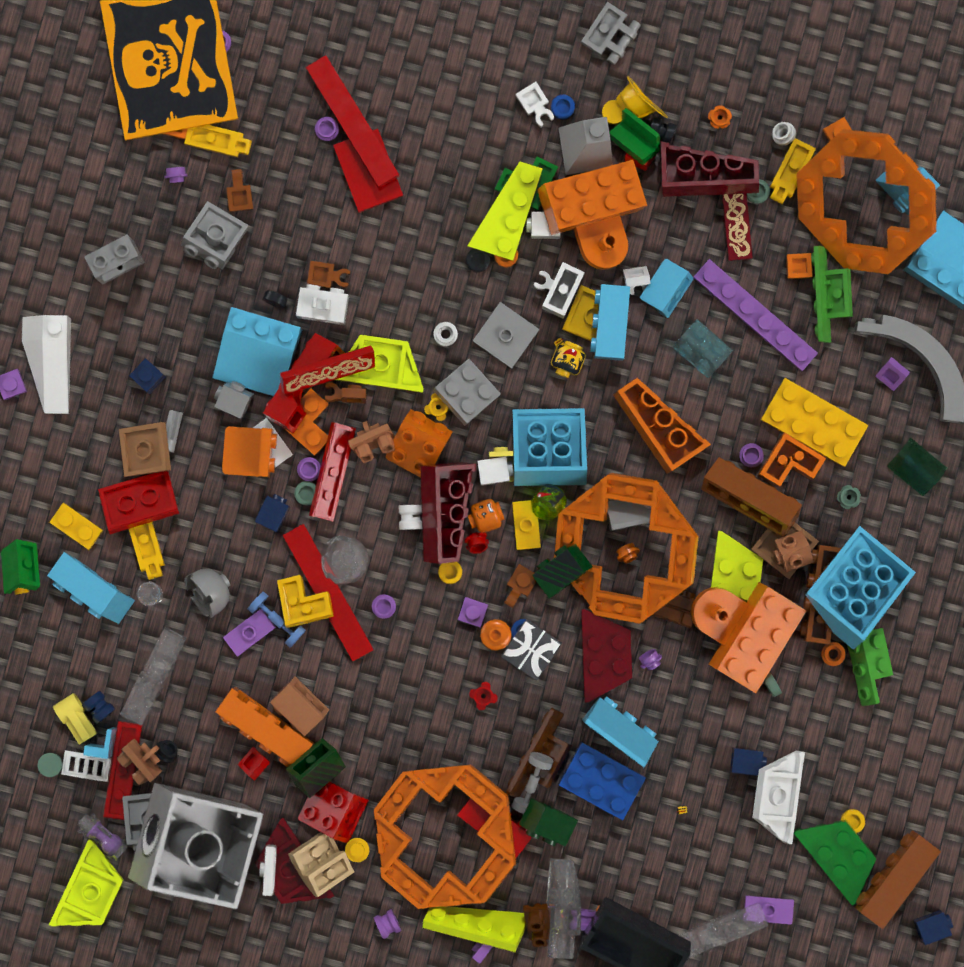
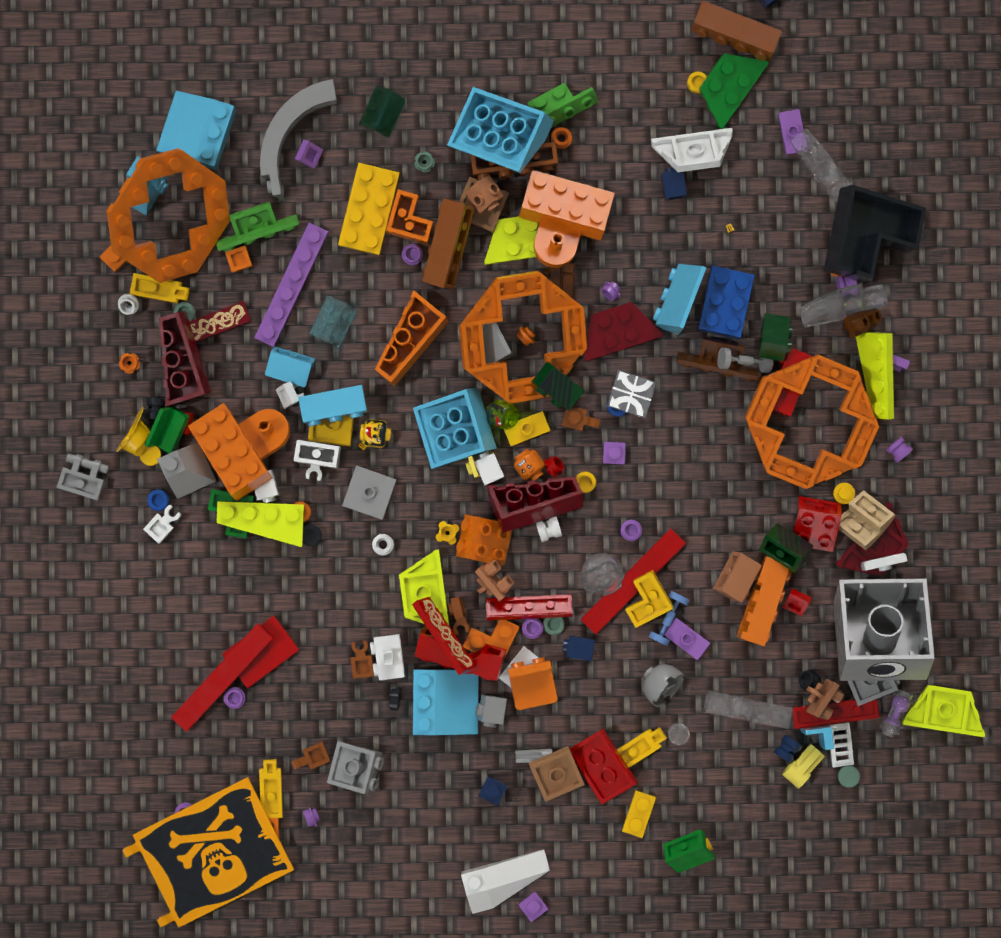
camera: 105 degrees left, 0 degrees up
(90, 589) = (689, 786): medium azure wedge -> none
(109, 257) = (404, 853): light grey window -> none
(466, 392) = (427, 511): light grey plate -> none
(481, 703) = (682, 417): red plate -> none
(495, 634) = (628, 427): orange head -> none
(772, 685) = (603, 181): sand green tile -> none

